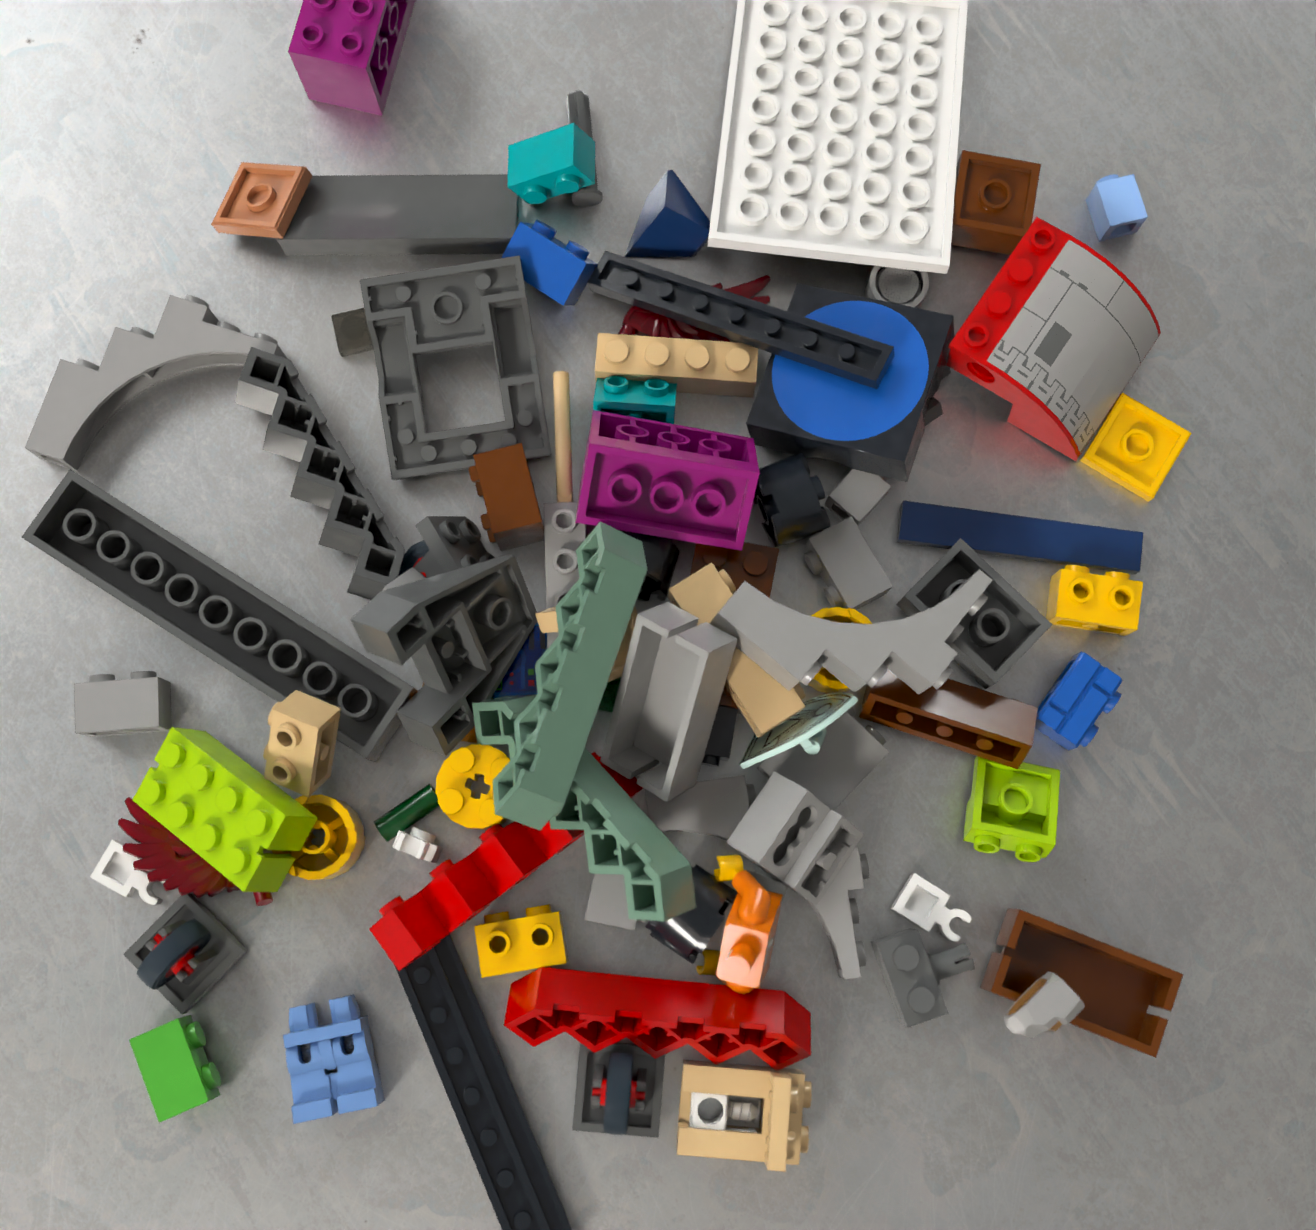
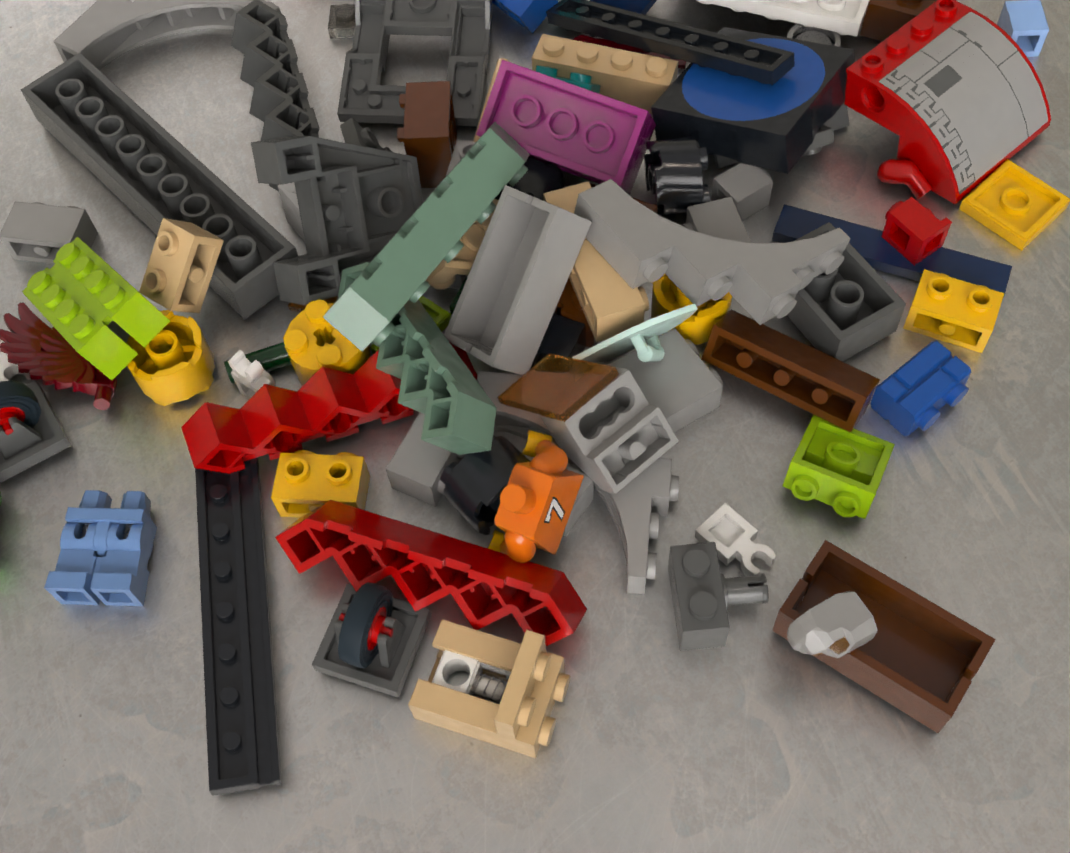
camera: 20 degrees right, 20 degrees down
(736, 809) = (558, 386): none -> clear orange piece
(1020, 435) = (904, 172): none -> red arm
(1043, 518) = (914, 230): none -> red brick

